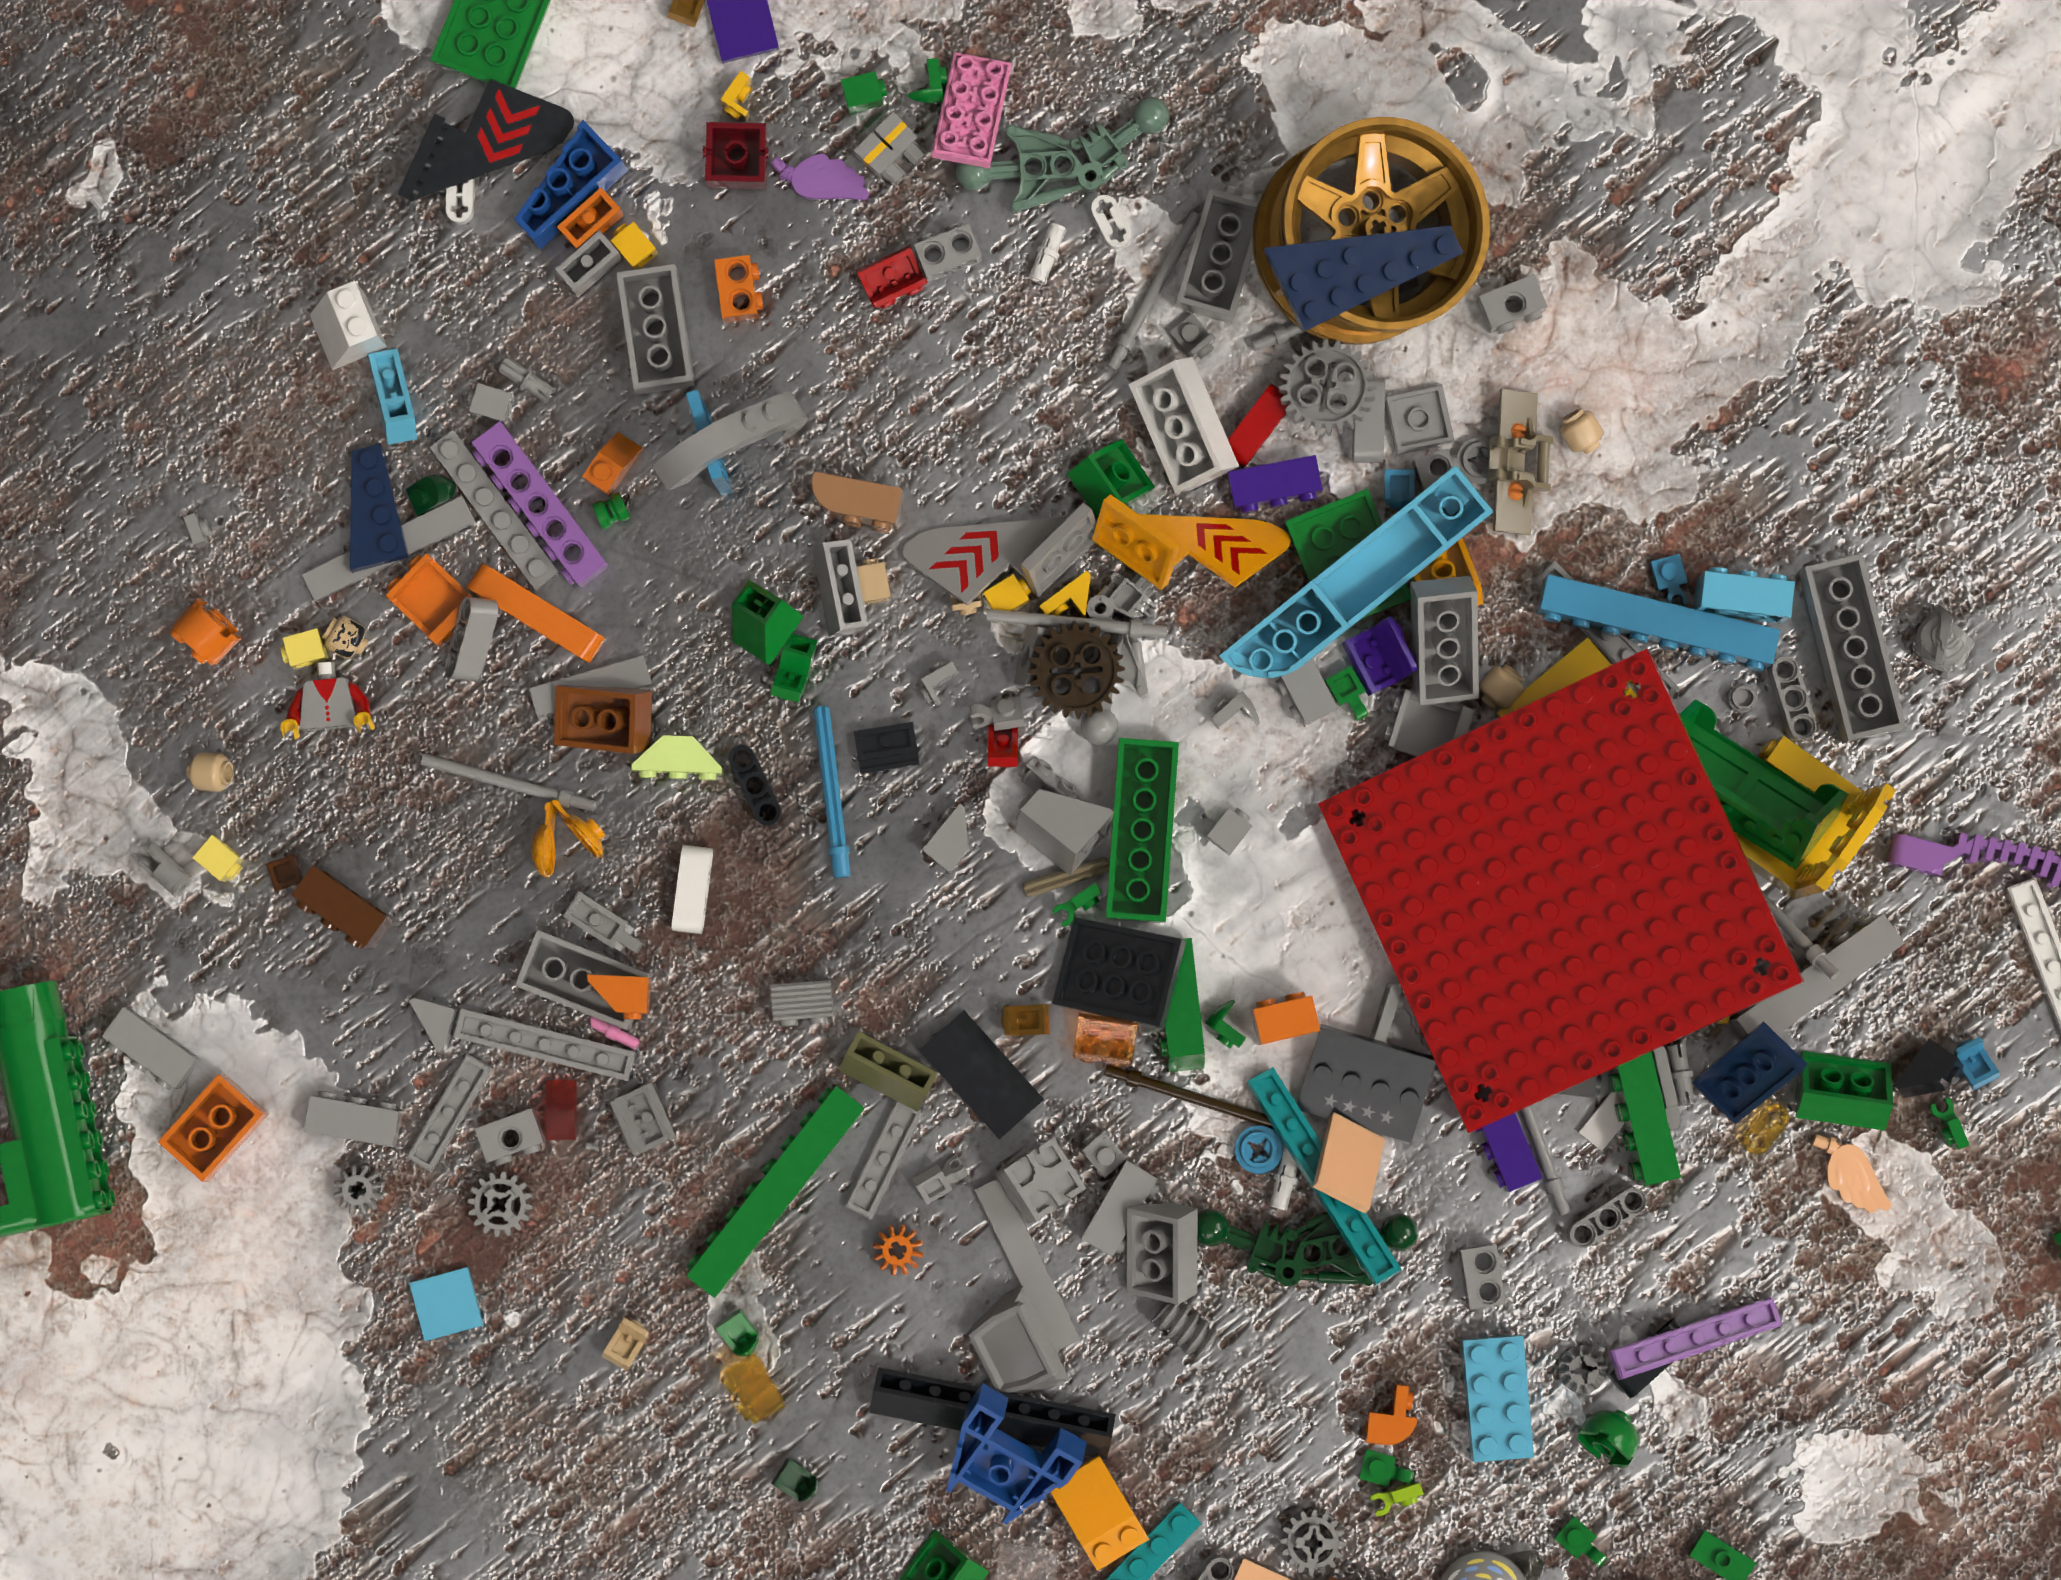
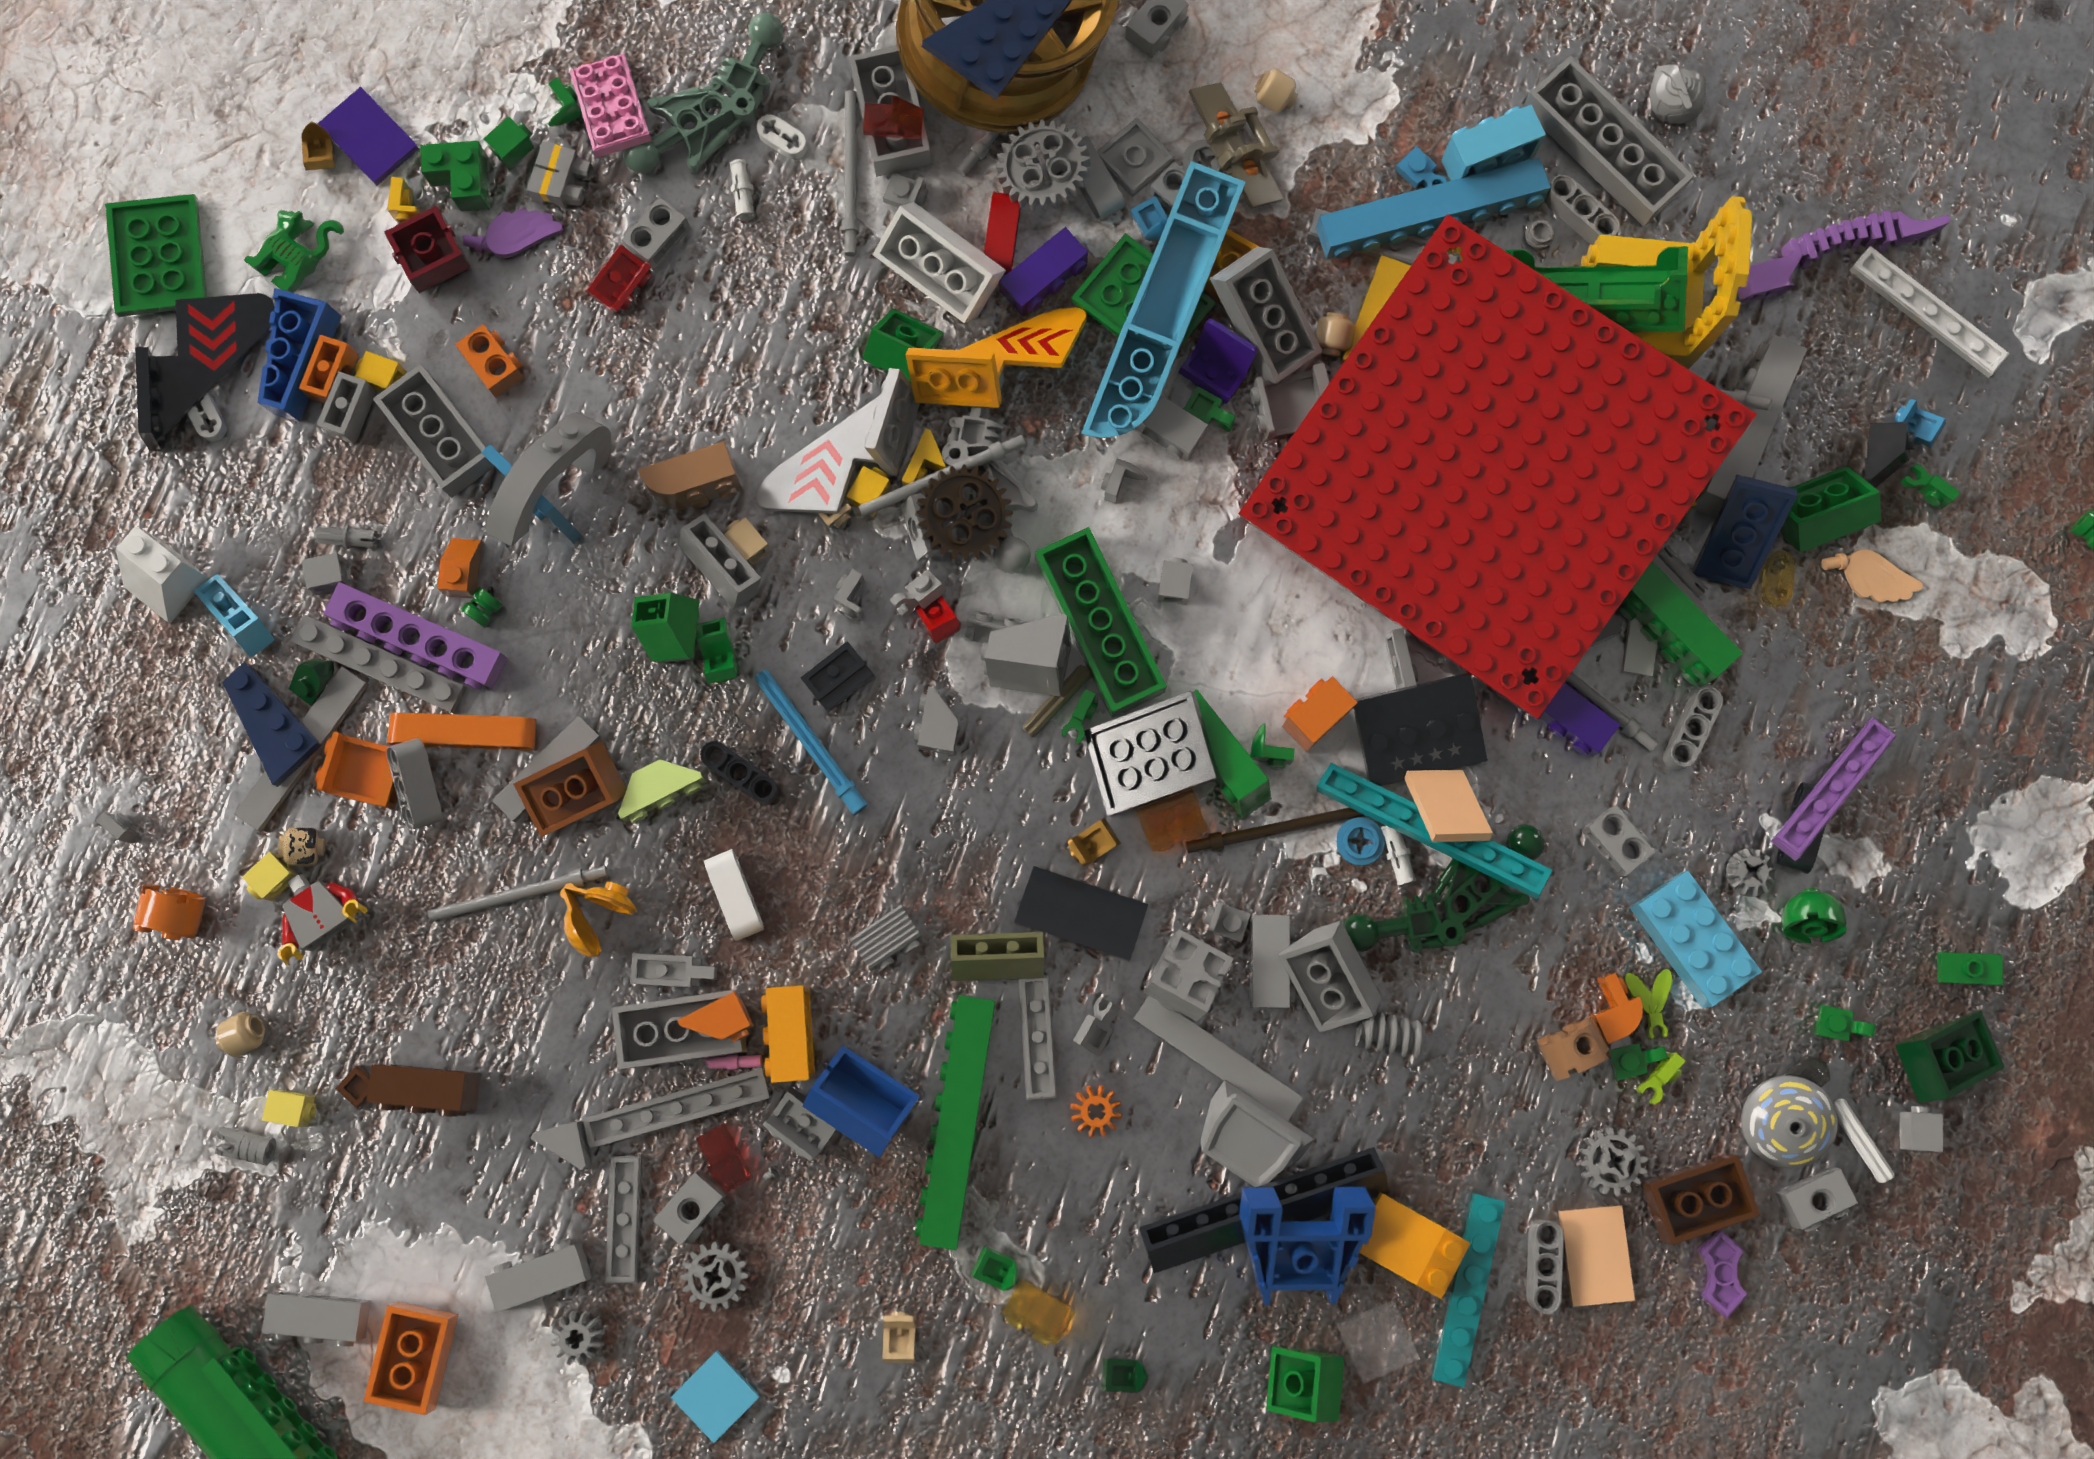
camera: 30 degrees left, 5 degrees down
(611, 87) = (283, 249): none -> green animal
(673, 1037) = (788, 1034): none -> light orange brick
(703, 1128) = (860, 1101): none -> blue piece
(810, 96) = (462, 167): none -> green brick
(1215, 273) = (893, 120): none -> clear red slope
(1348, 1434) = (1574, 1048): none -> medium nougat brick
(1429, 1430) = (1654, 1001): none -> lime piece

